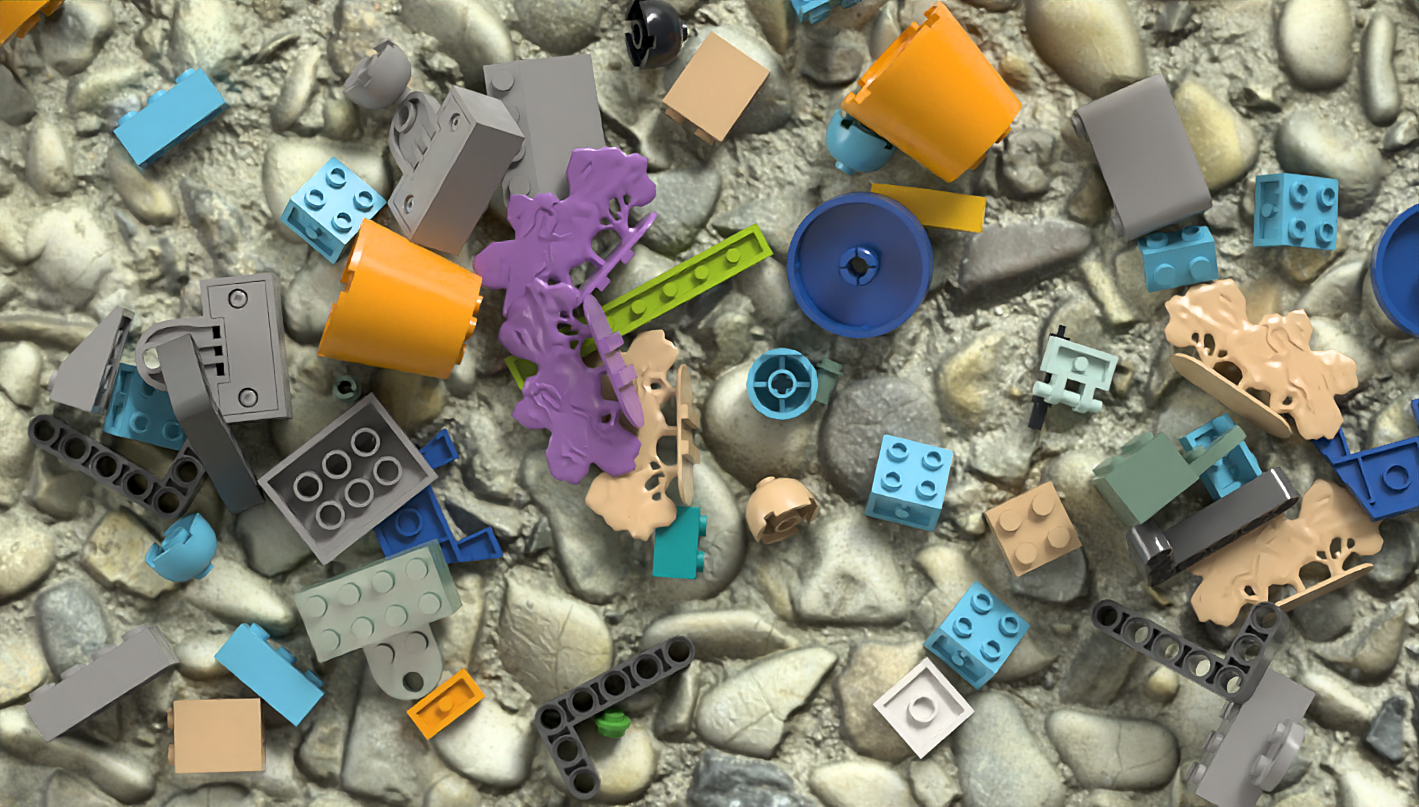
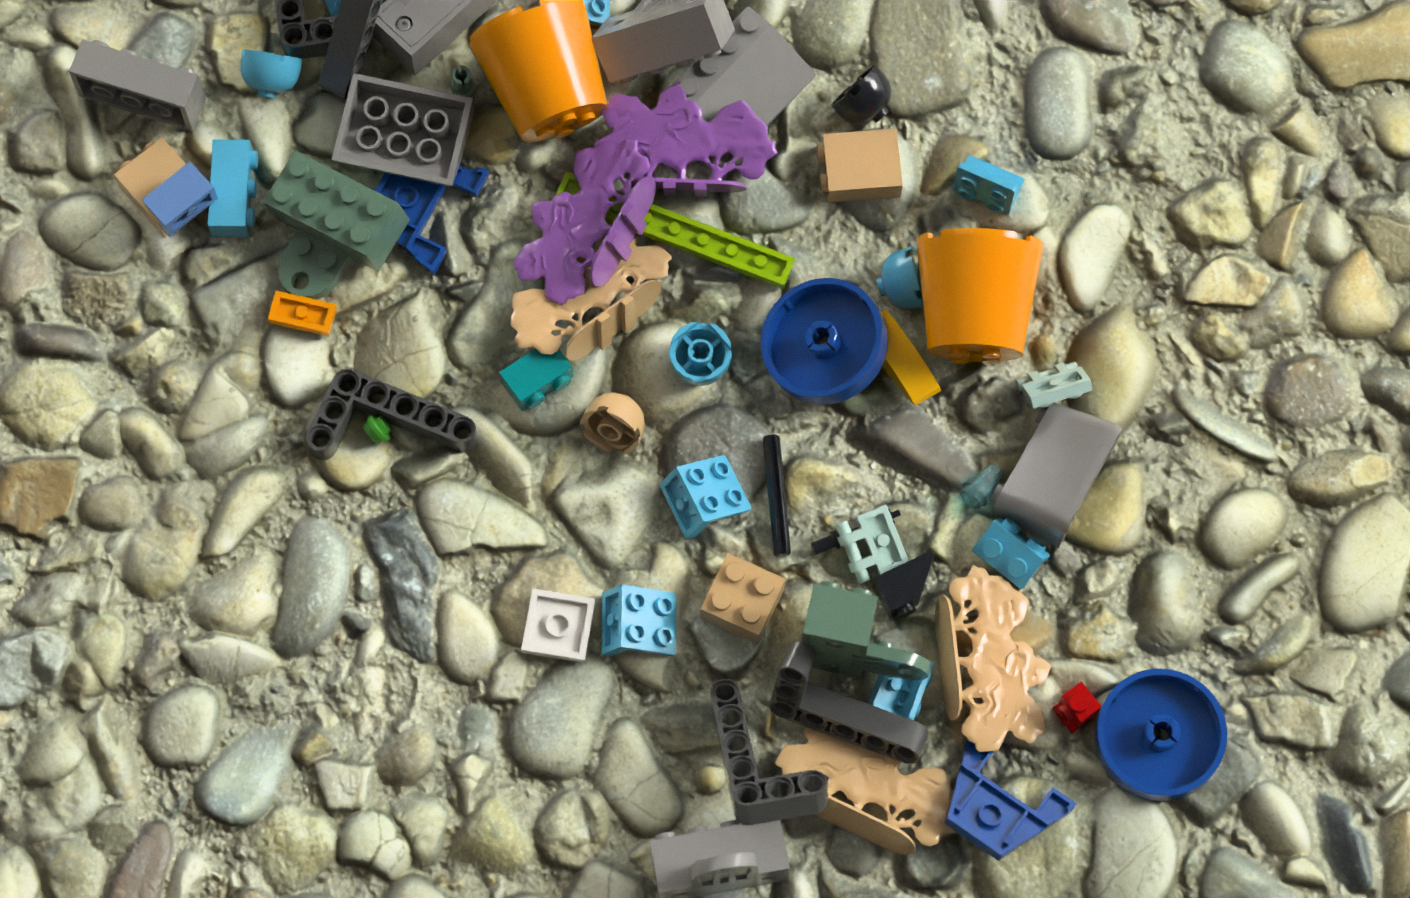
camera: 50 degrees right, 15 degrees down
(254, 735) = (180, 198): none -> medium blue panel
(827, 378) = (728, 386): sand green pin -> none
(959, 419) = (776, 495): none -> black axle
(1063, 94) = (1054, 384): none -> light aqua plate
(1099, 234) = (980, 487): none -> clear light blue cone
(1135, 378) = (903, 586): none -> black slope
(1295, 211) = (1113, 605): medium azure bracket -> none
(1362, 321) = (1077, 707): none -> red brick

